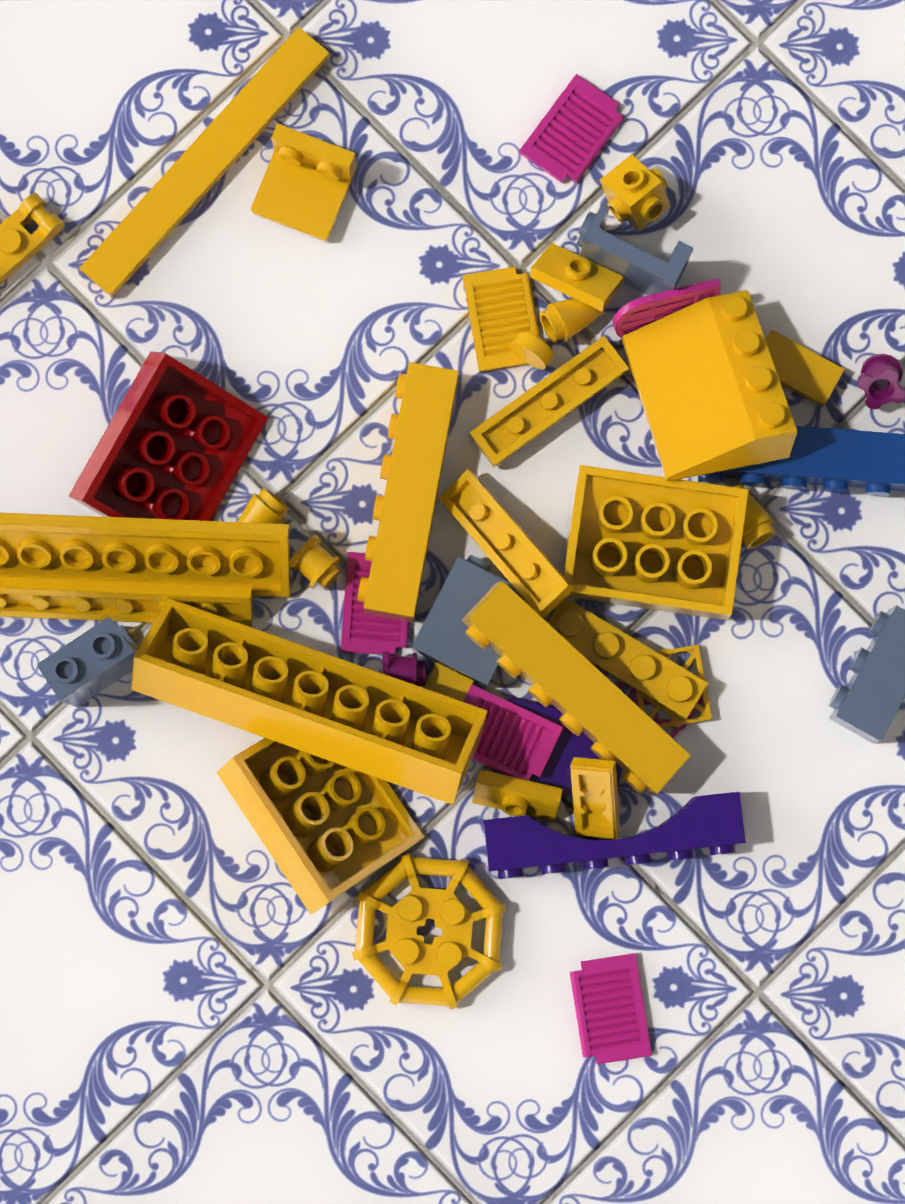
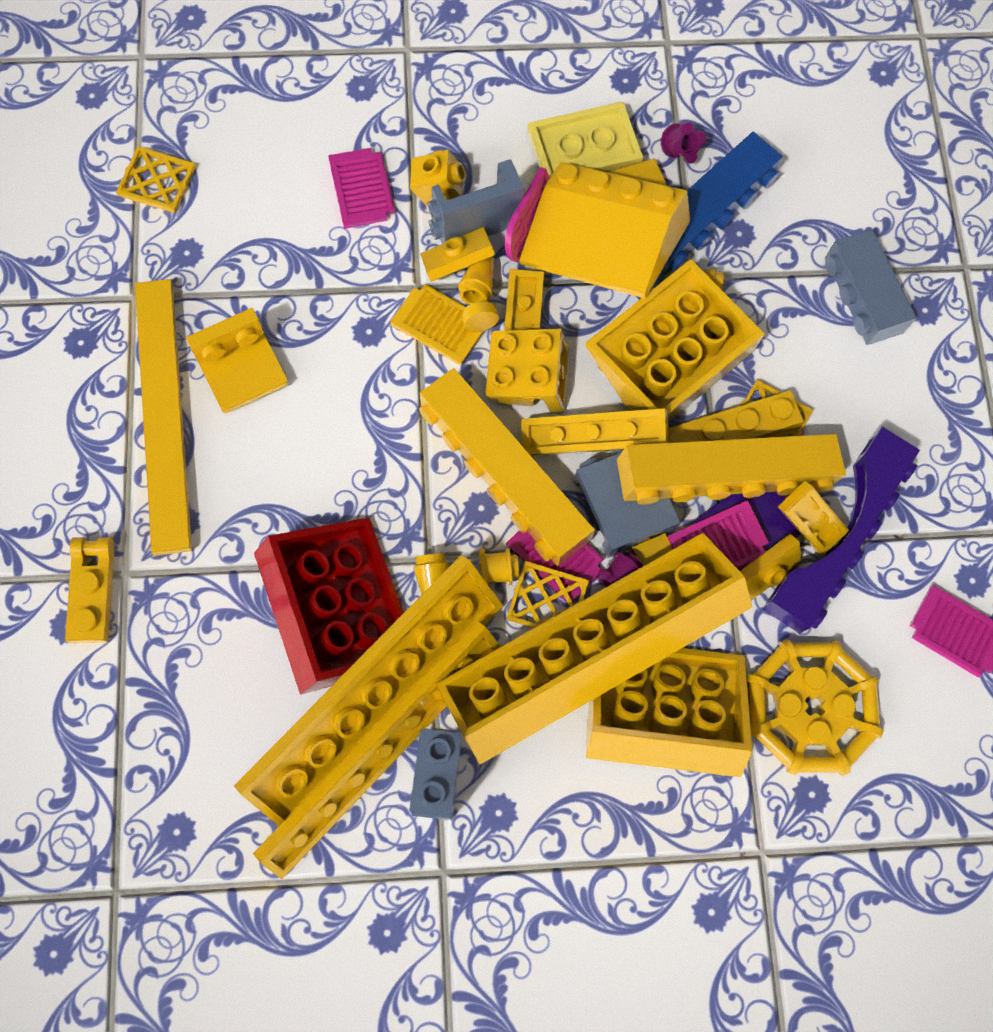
camera: 55 degrees left, 10 degrees down
(314, 599) = (519, 591): none -> yellow window
(522, 435) = (528, 366): none -> yellow bracket
(802, 292) = (587, 138): none -> light yellow plate

